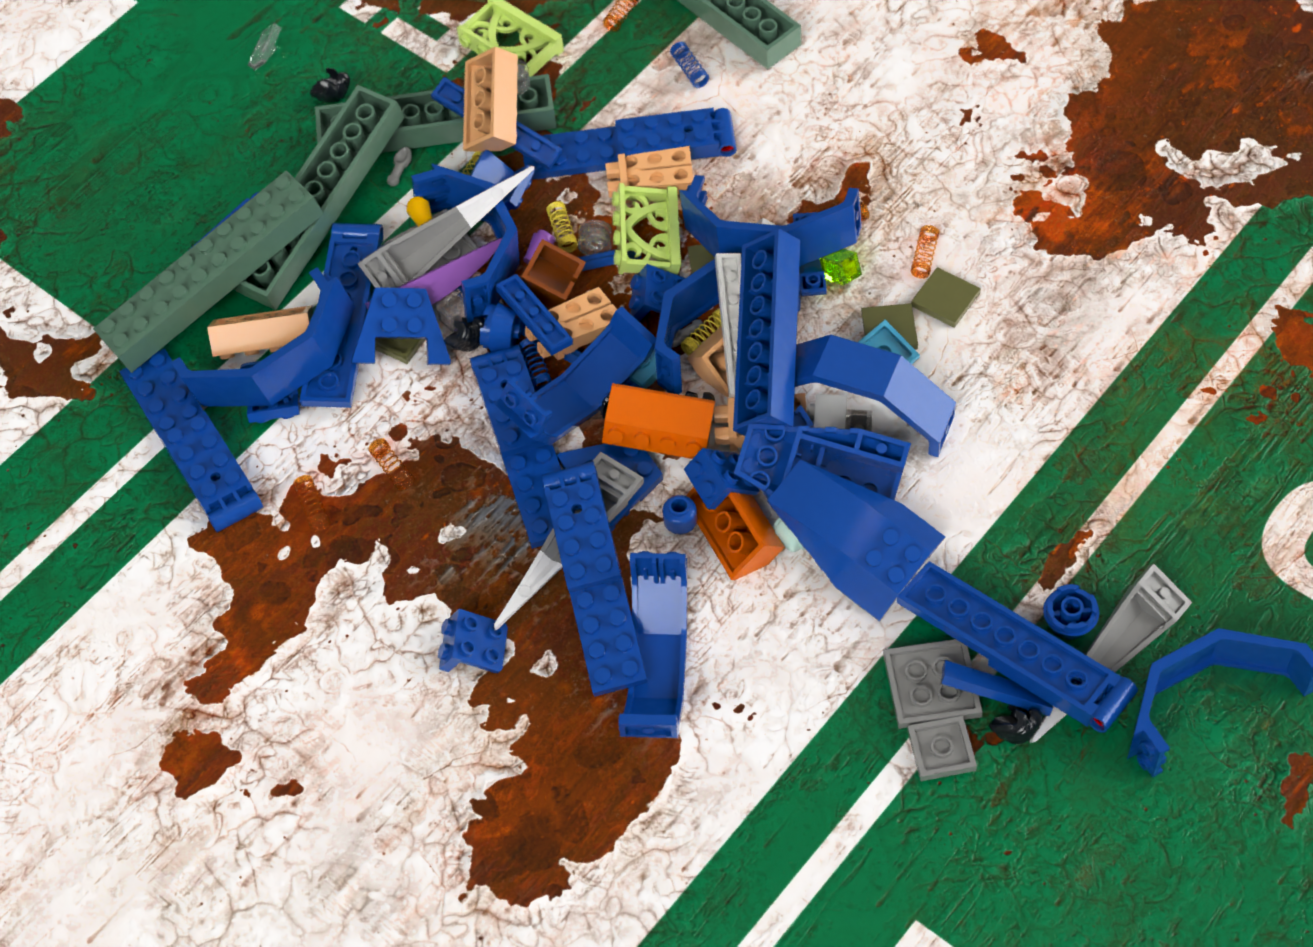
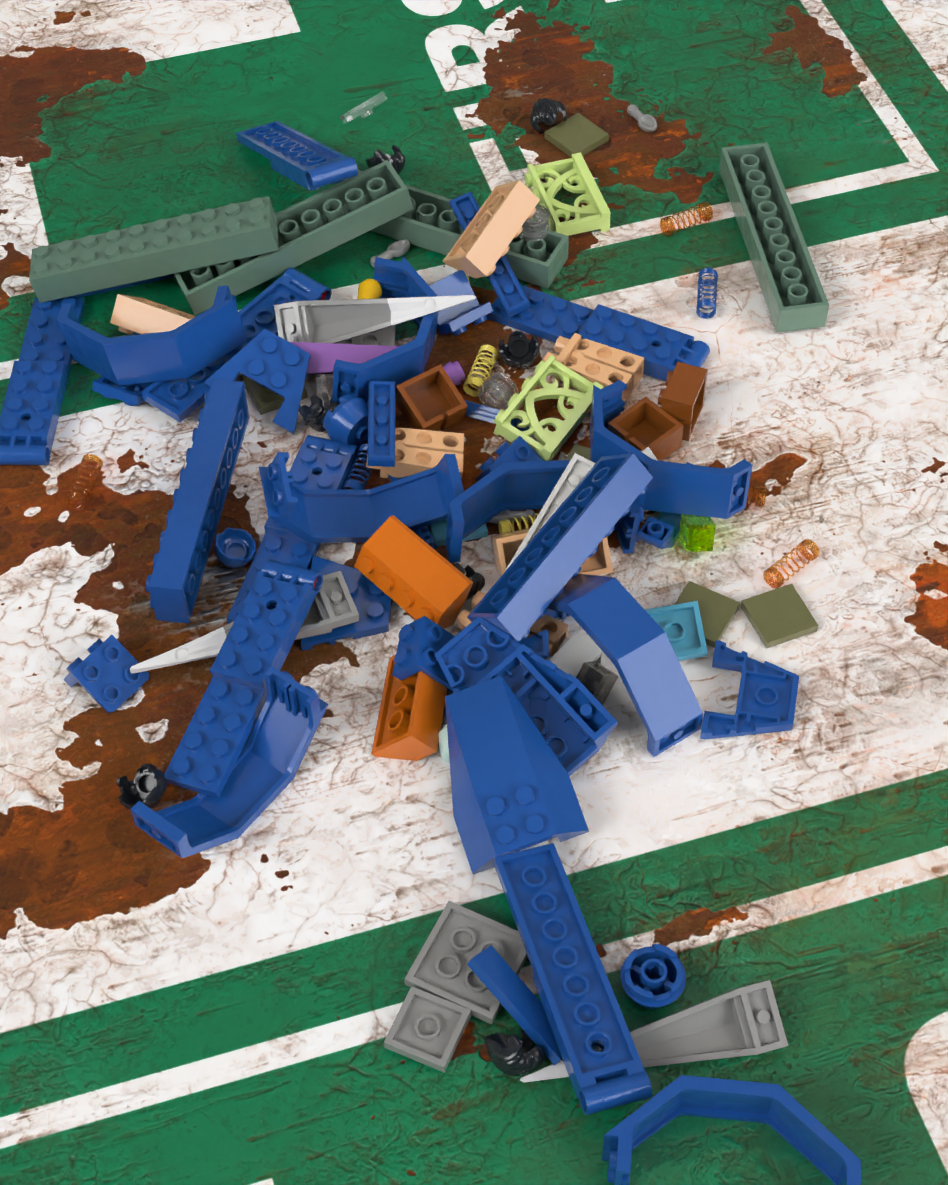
camera: 30 degrees right, 5 degrees down
(261, 120) = (298, 155): none -> blue hinge
(383, 451) = (173, 474): clear orange piece -> none
(431, 462) = (198, 502): none -> blue brick
(489, 483) = (234, 547): none -> blue hair
(582, 194) = (519, 351): none -> black hair
(586, 710) = (146, 787): none -> black hair
(679, 514) = (369, 667): blue head -> none
(741, 201) = (650, 427): none -> dark orange piece
(747, 166) = (684, 395): none -> dark orange piece
(983, 363) = (764, 698): none -> blue wing

